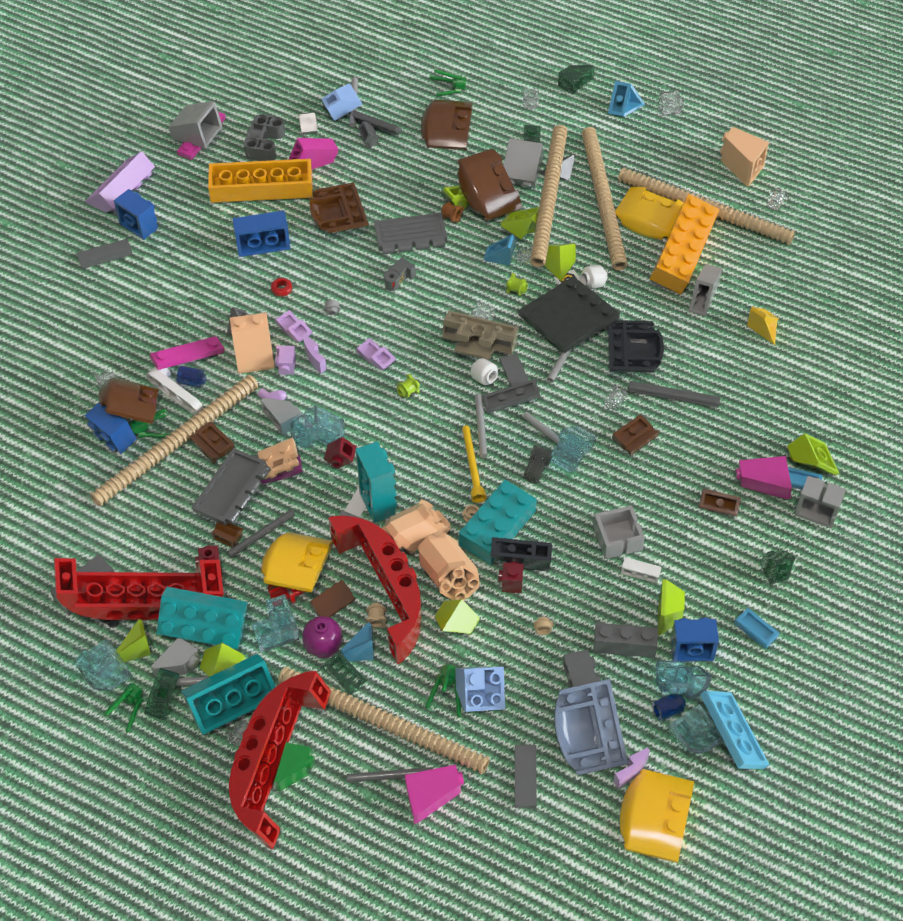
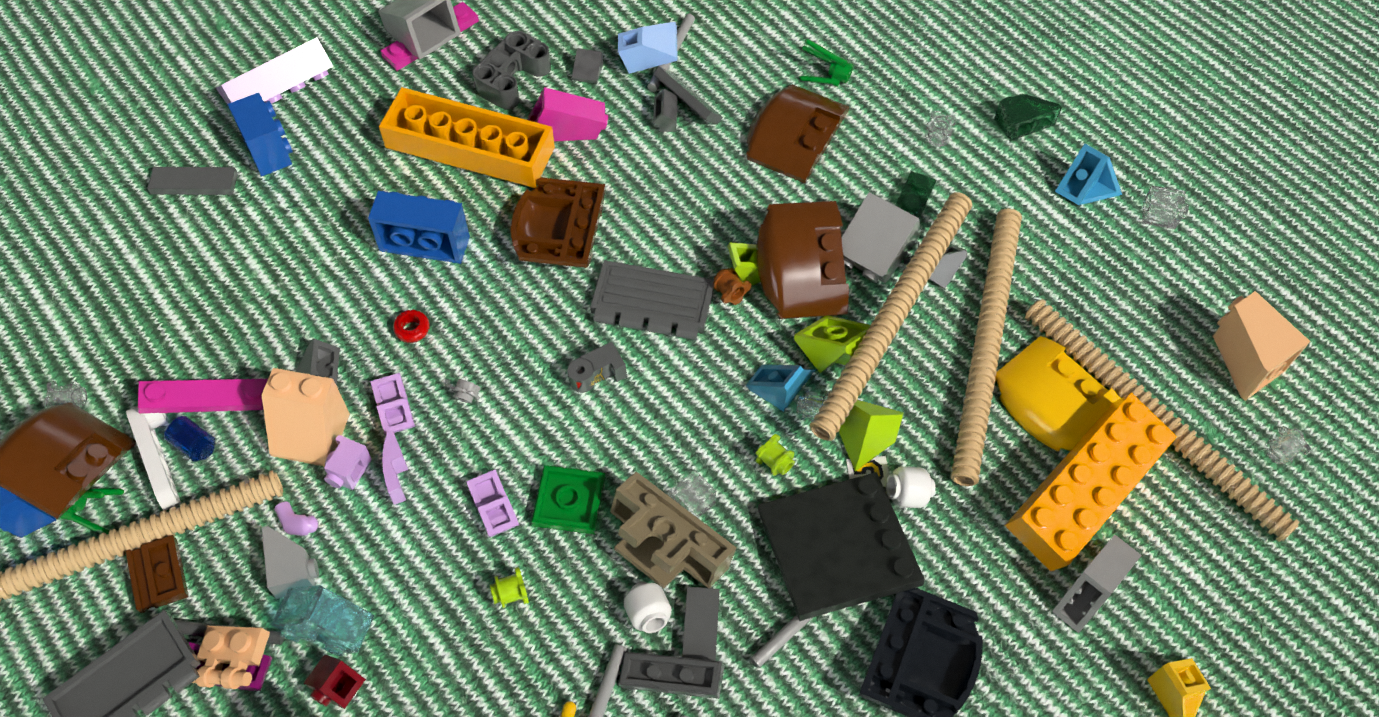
camera: 20 degrees right, 5 degrees up
(415, 340) = (568, 499): none -> green tile

